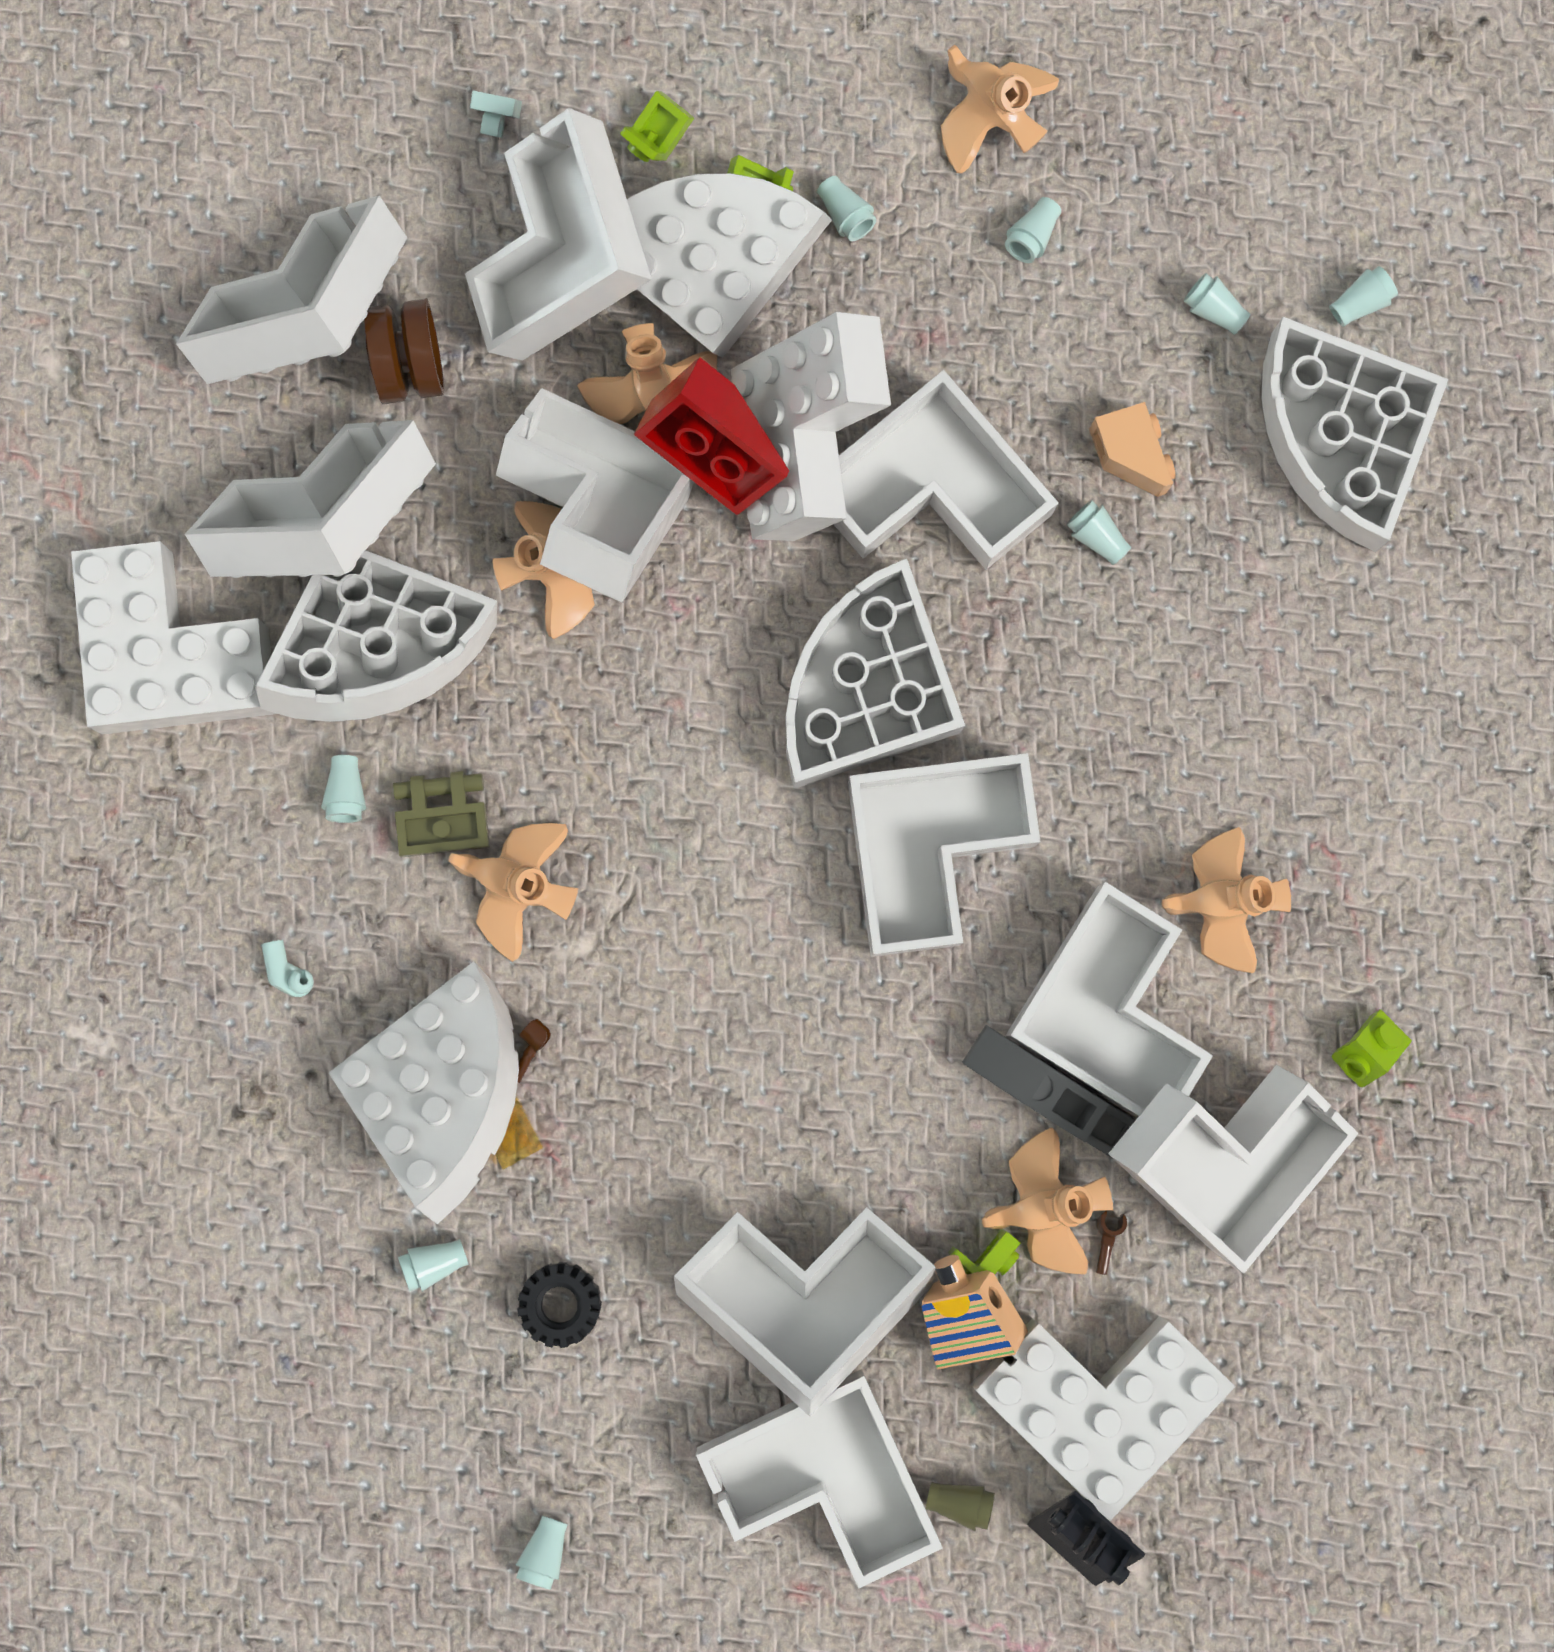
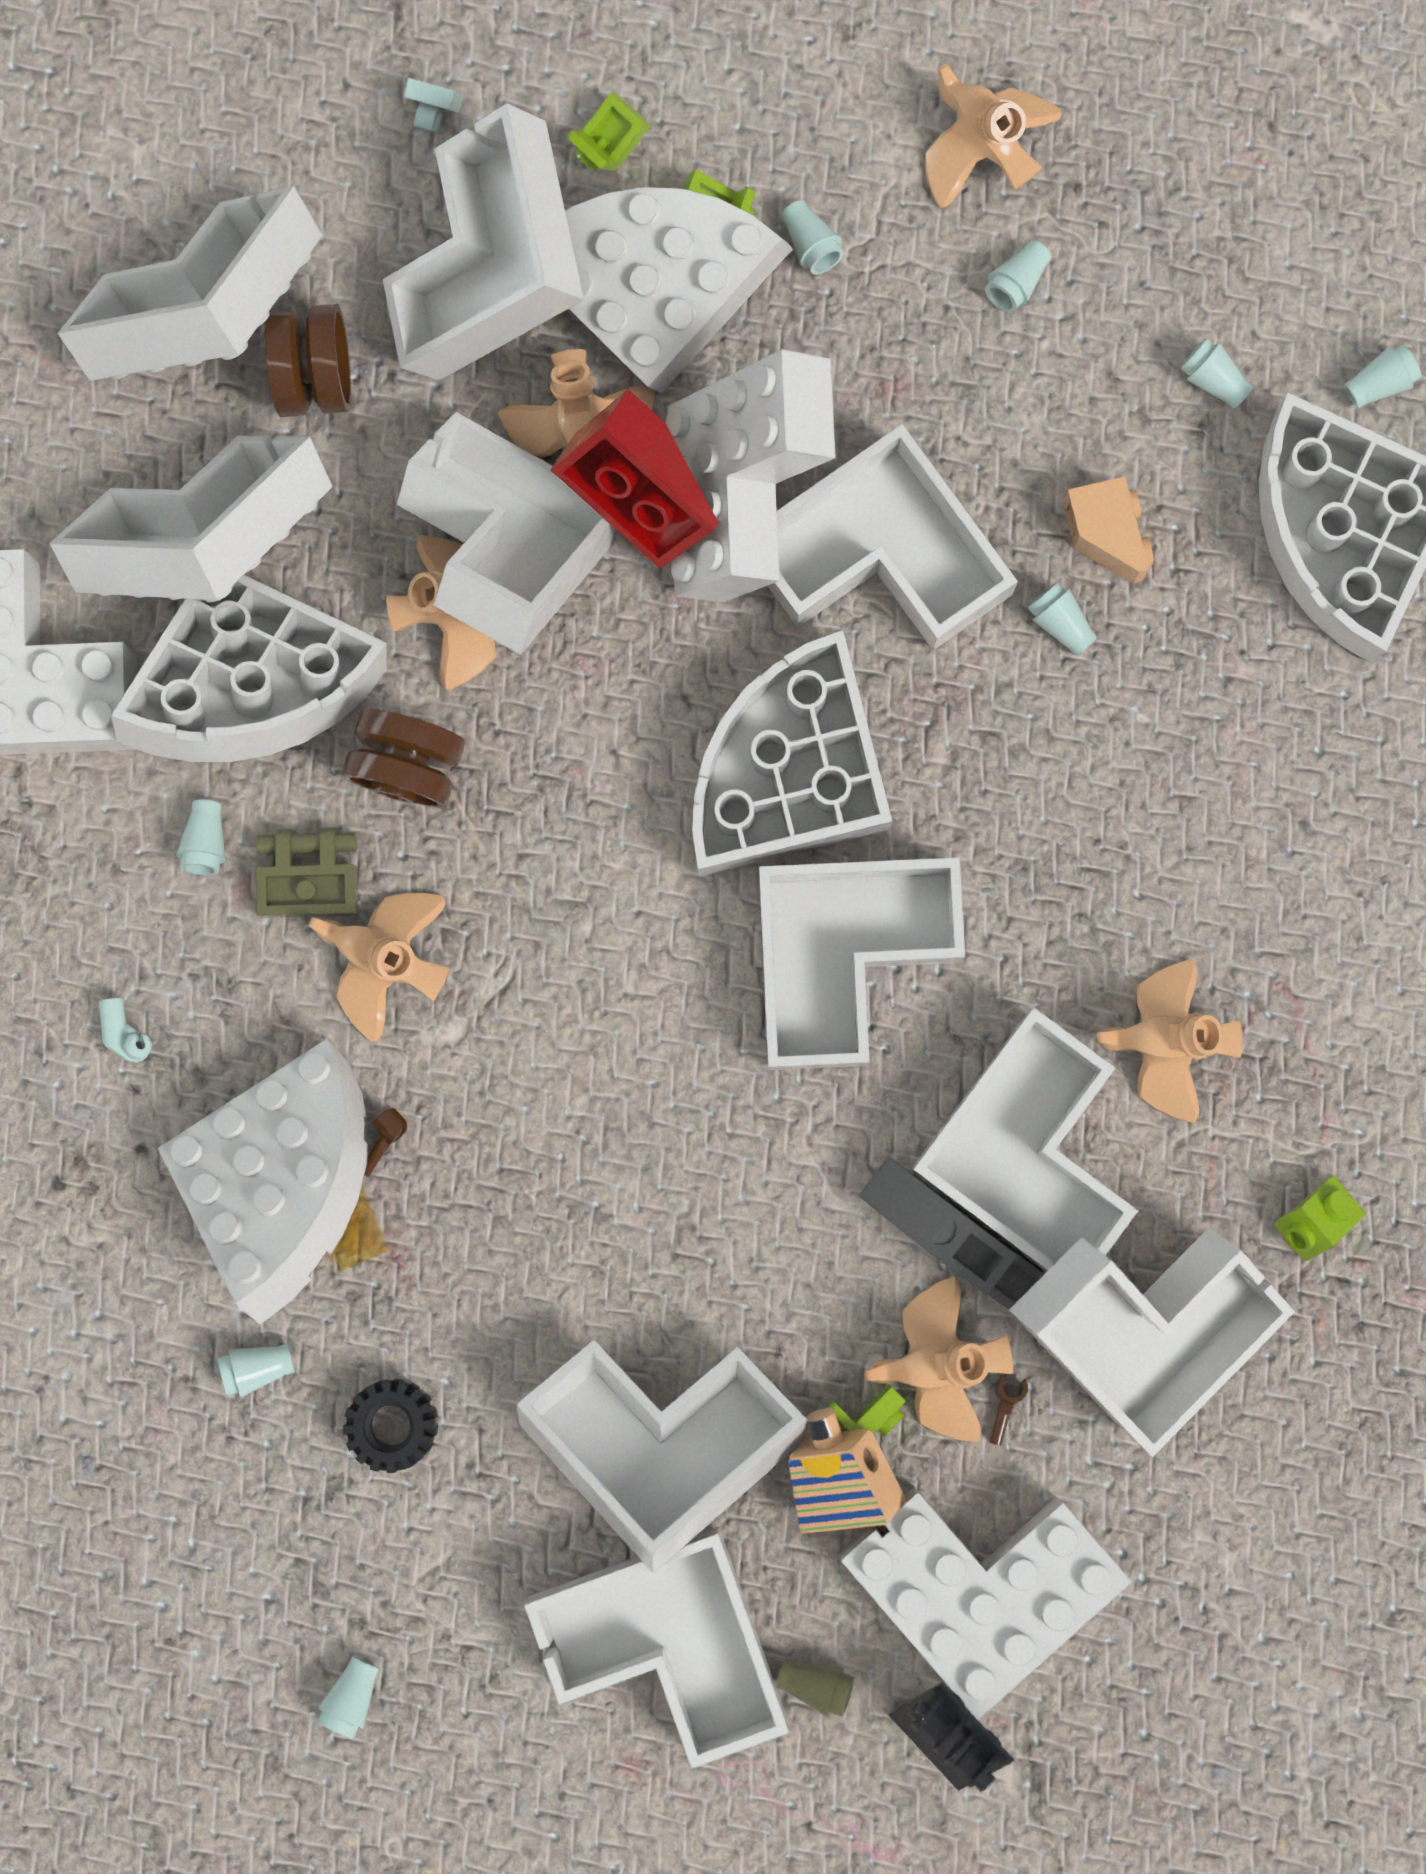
camera: 20 degrees right, 0 degrees up
(521, 703) = (403, 758): none -> reddish brown wheel

